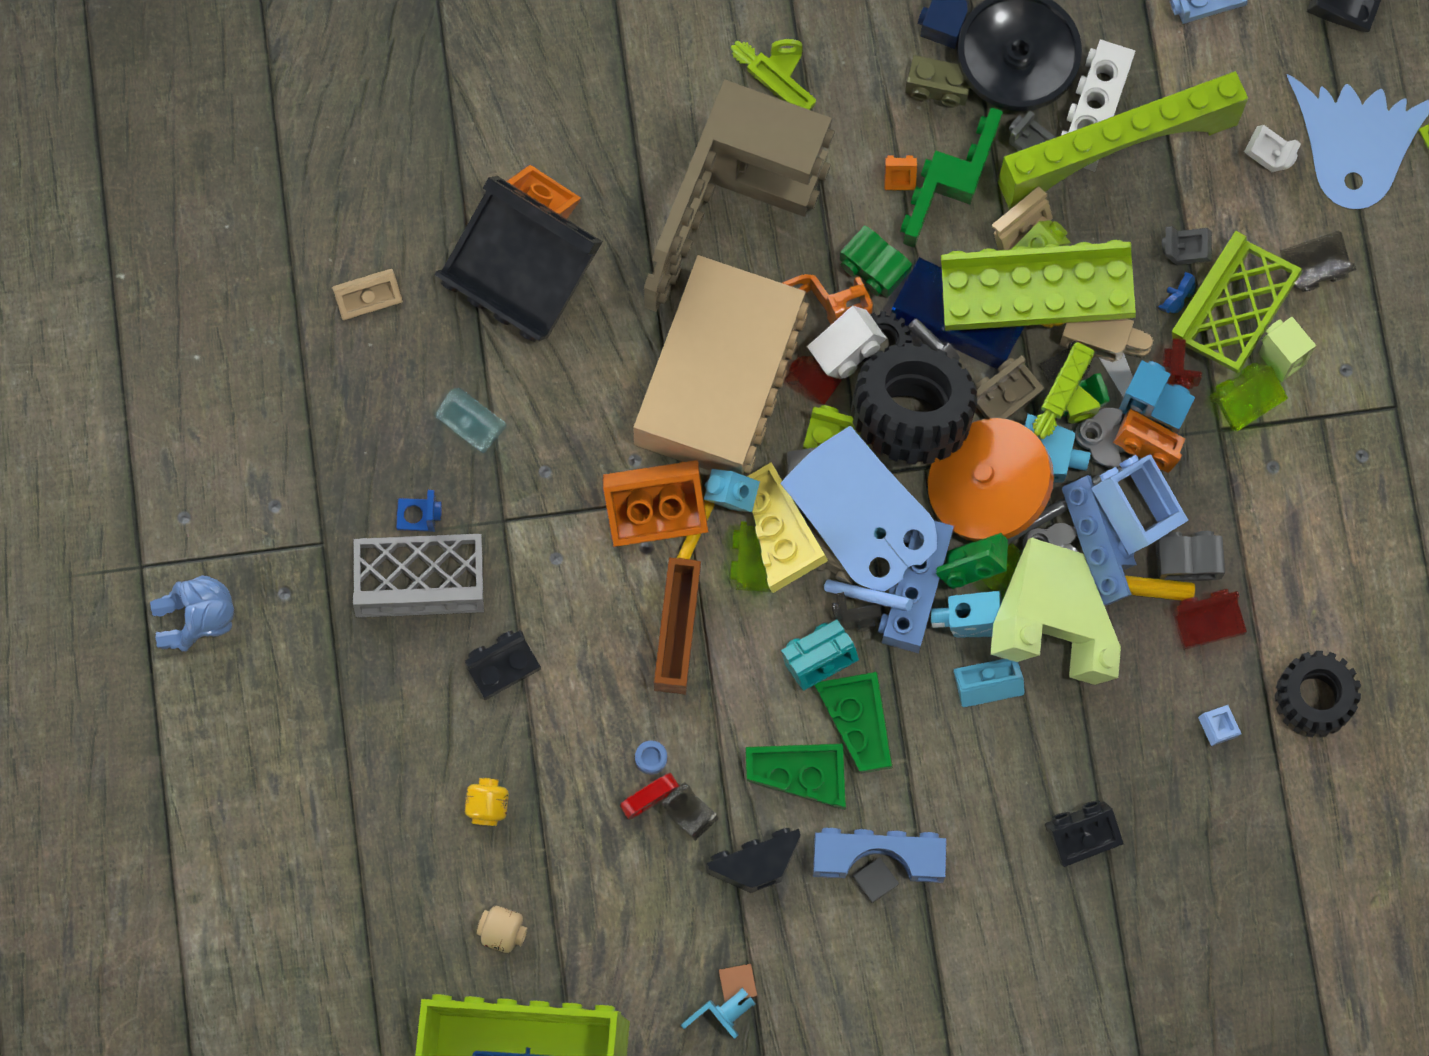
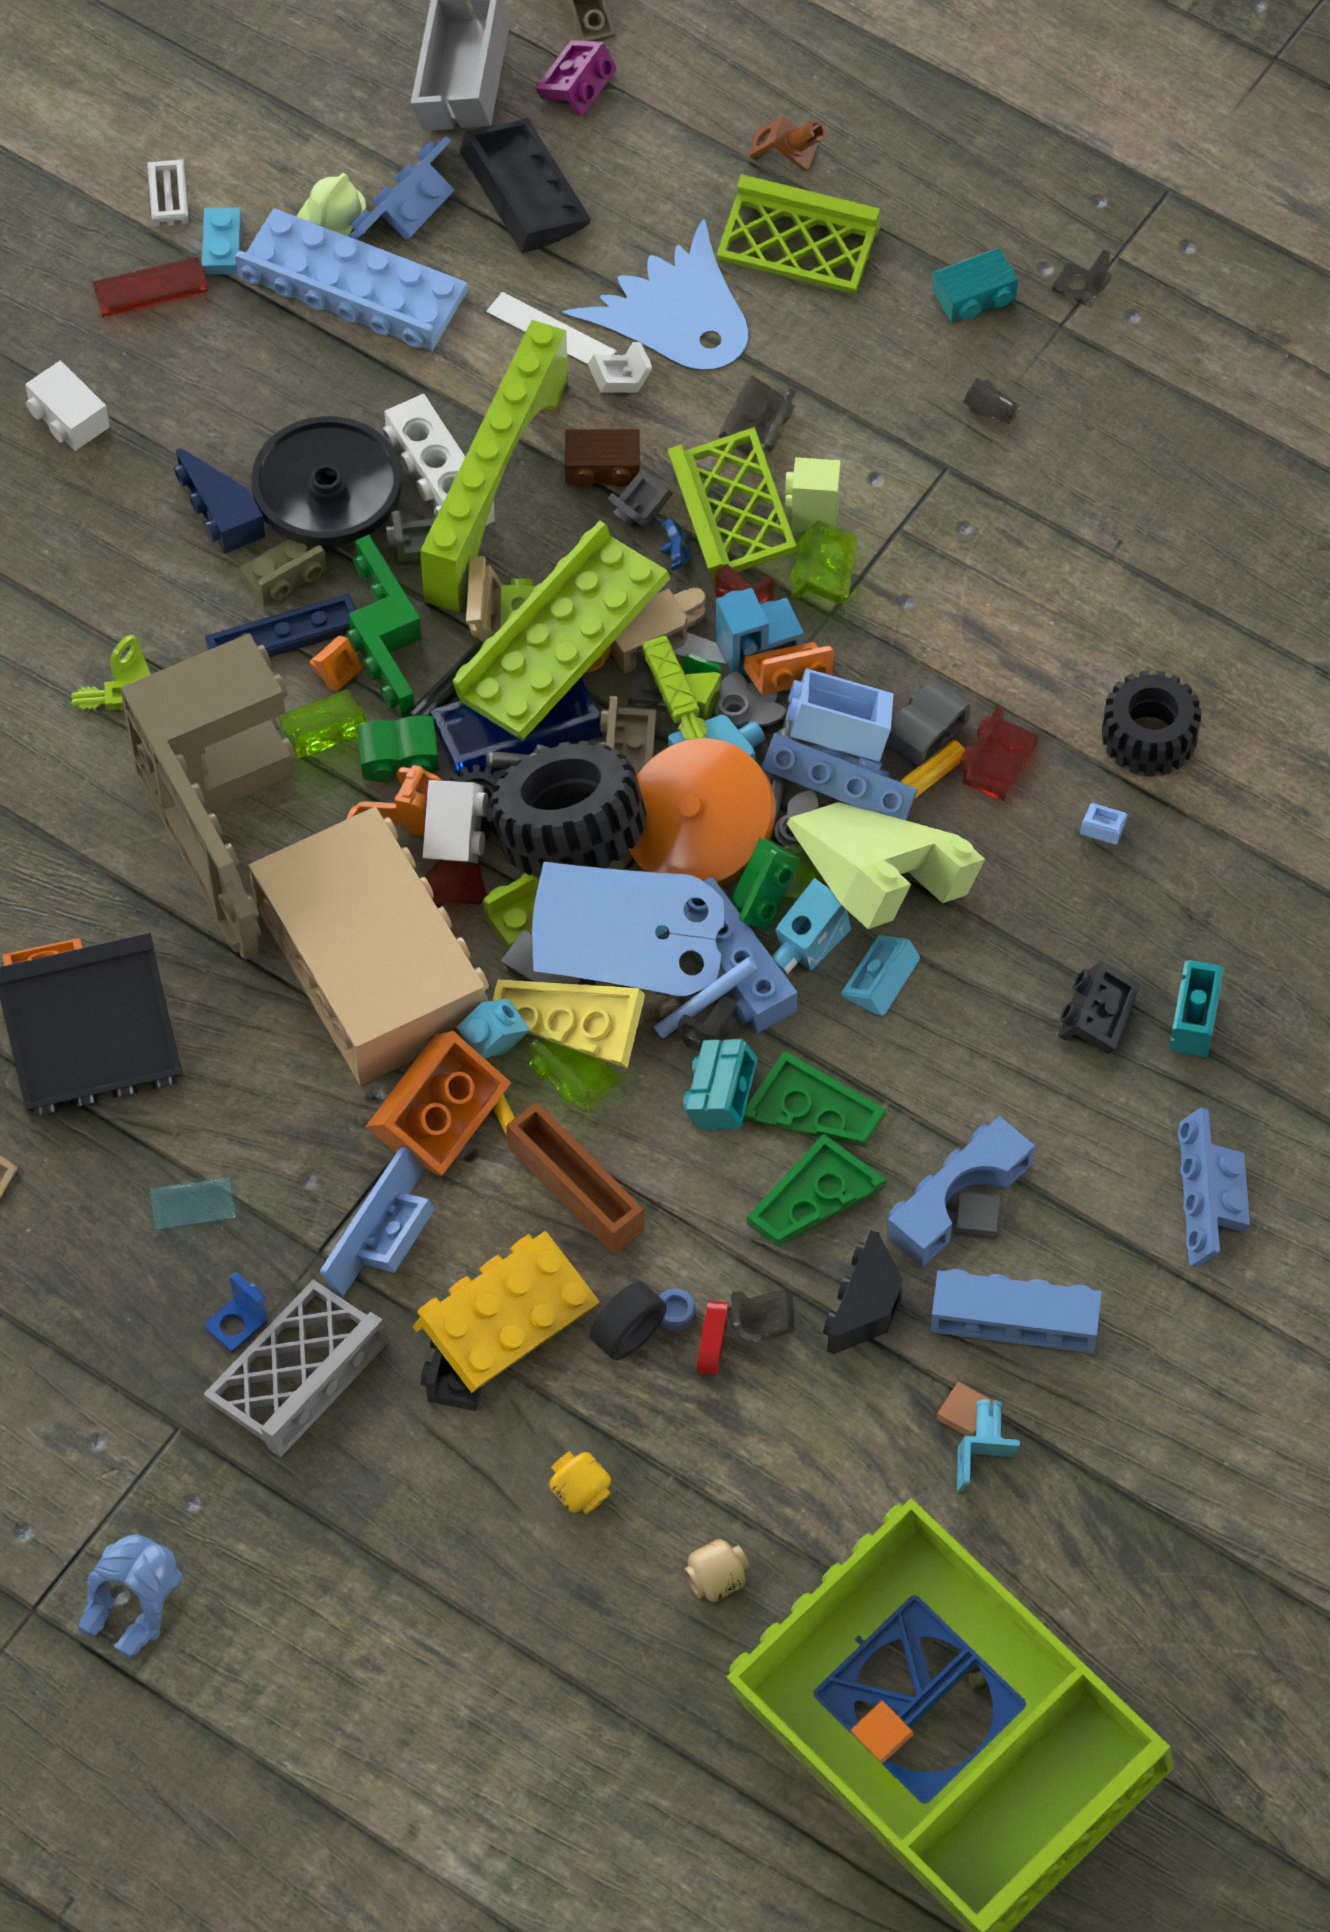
camera: 45 degrees left, 15 degrees down
(548, 543) = (383, 1225): none -> medium blue bracket
(556, 663) = (506, 1310): none -> yellow bracket
(610, 739) = (628, 1320): none -> black tyre
(825, 959) = (1015, 1311): none -> medium blue brick
(853, 202) = (322, 723): none -> clear neon green bracket
(894, 120) = (293, 628): none -> dark blue tile
(933, 251) = (444, 689): none -> black axle
(1021, 1006) = (1212, 1188): none -> medium blue bracket
(1134, 893) = (1196, 1008): none -> teal brick
(1197, 195) = (601, 456): none -> reddish brown brick
(1266, 79) = (521, 314): none -> white sticker

